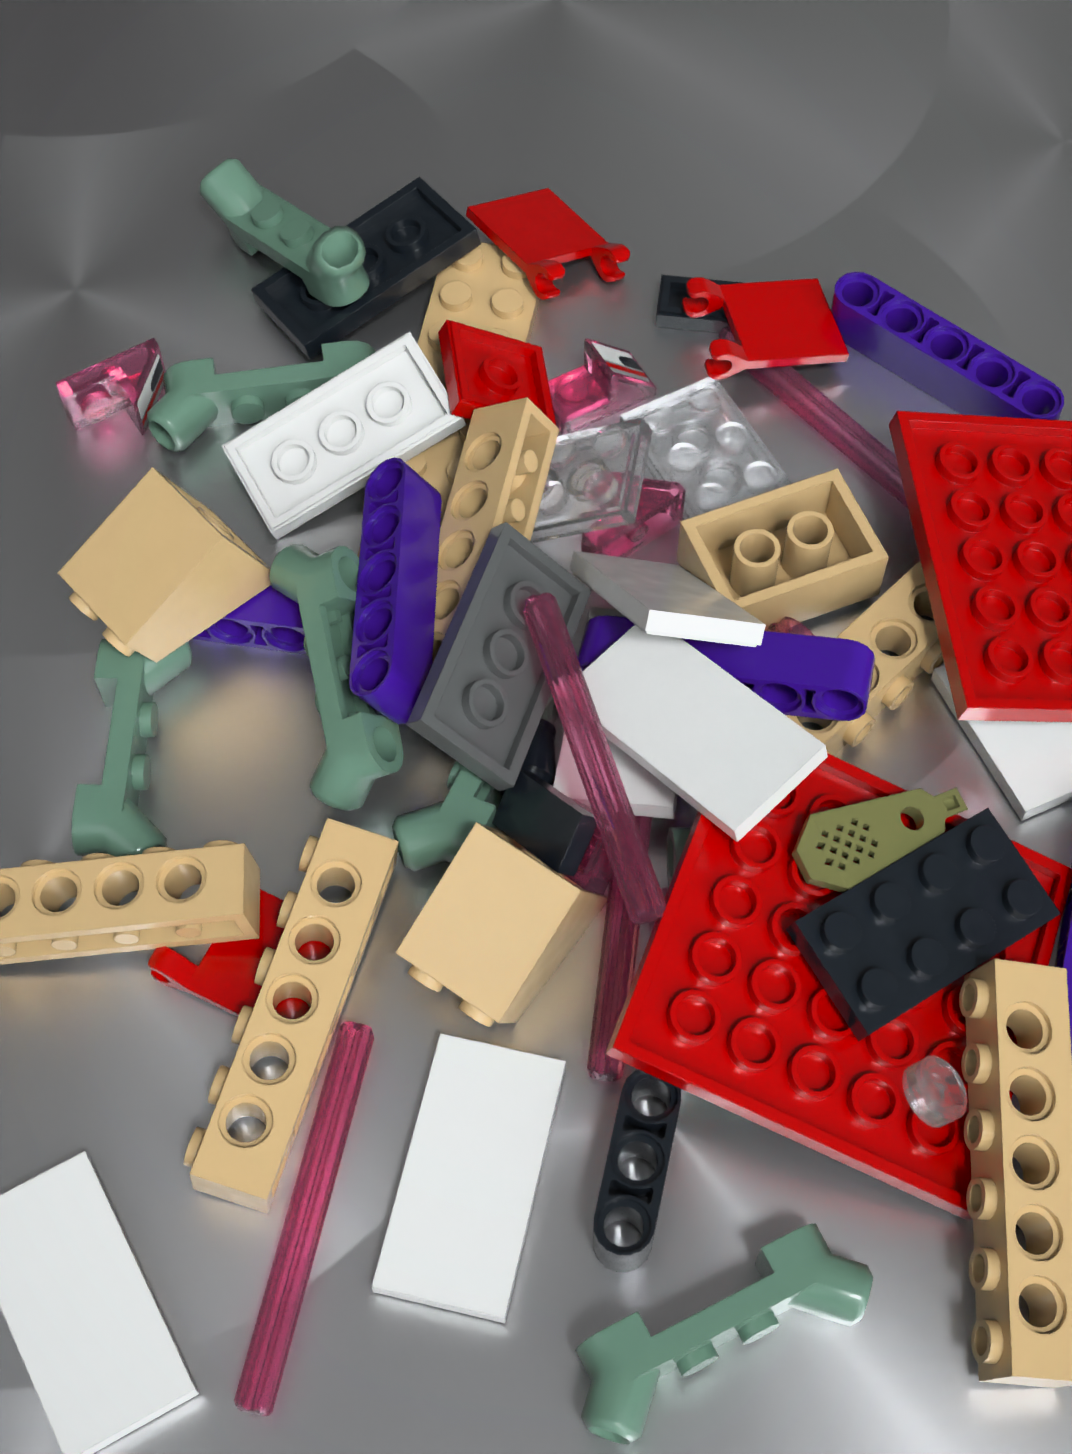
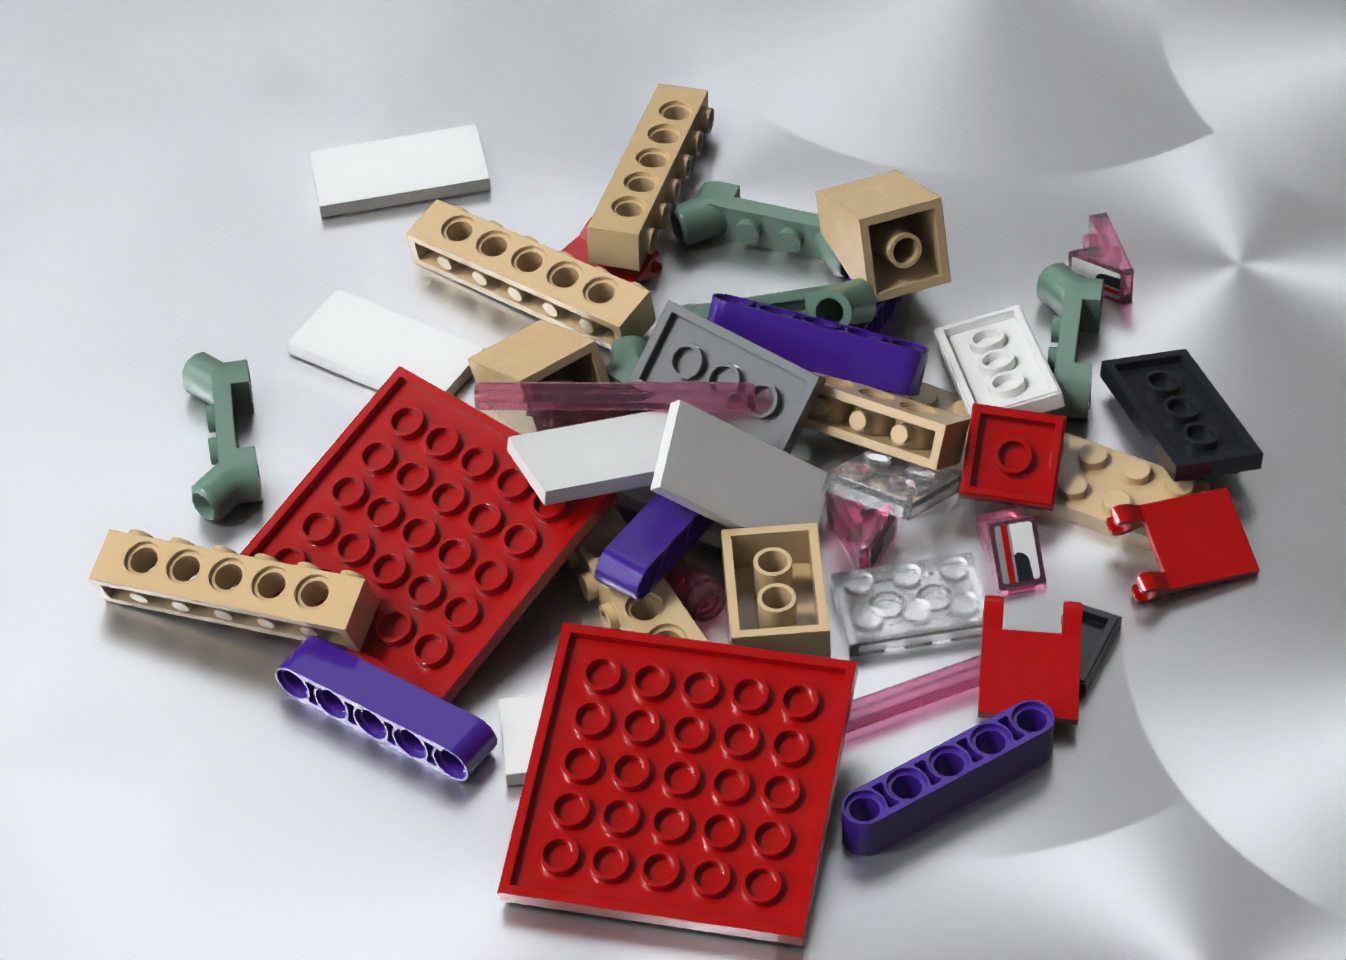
camera: 110 degrees right, 15 degrees down
(262, 221) = (1263, 356): sand green plate -> none
(304, 1221) = (404, 272): clear pink axle -> none
(635, 1199) = (321, 406): black beam -> none
(883, 829) = (493, 558): olive piece -> none
(922, 923) = (422, 576): black plate -> none
(935, 1091) = (302, 544): clear tile -> none

